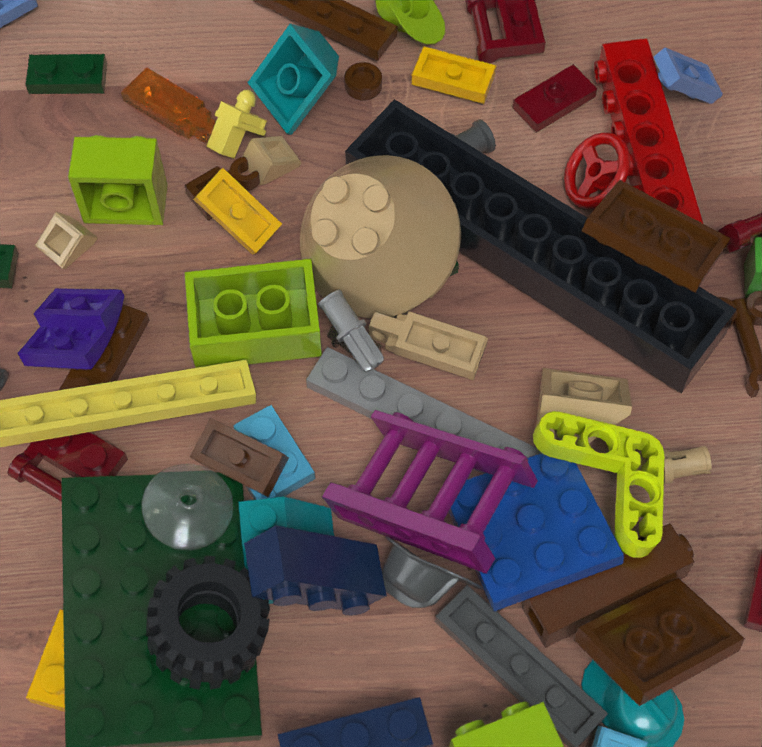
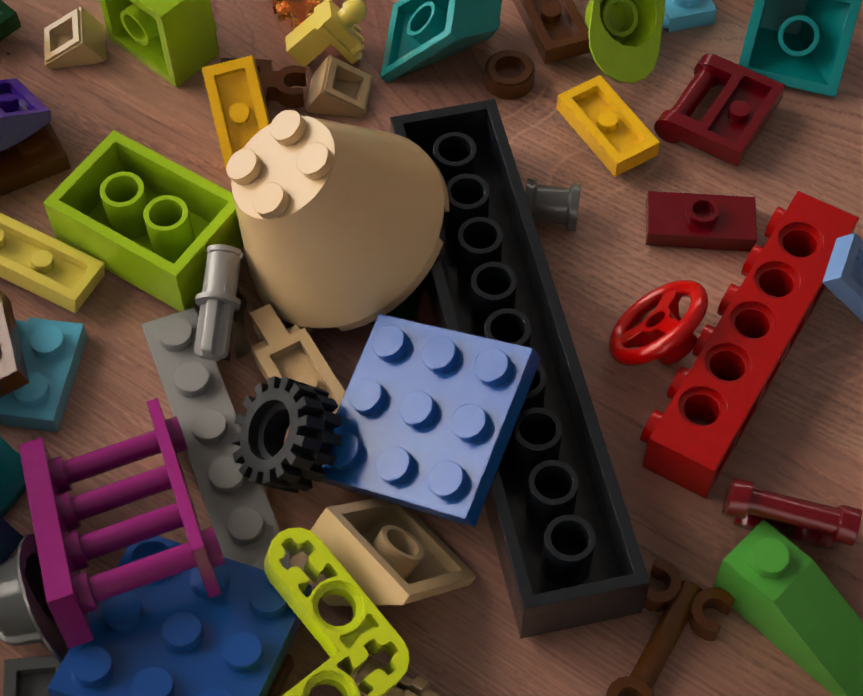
camera: 40 degrees right, 5 degrees down
(446, 379) = (309, 438): none -> black tyre
(539, 308) = (429, 417): none -> plate
(656, 235) = (631, 430): reddish brown plate -> none

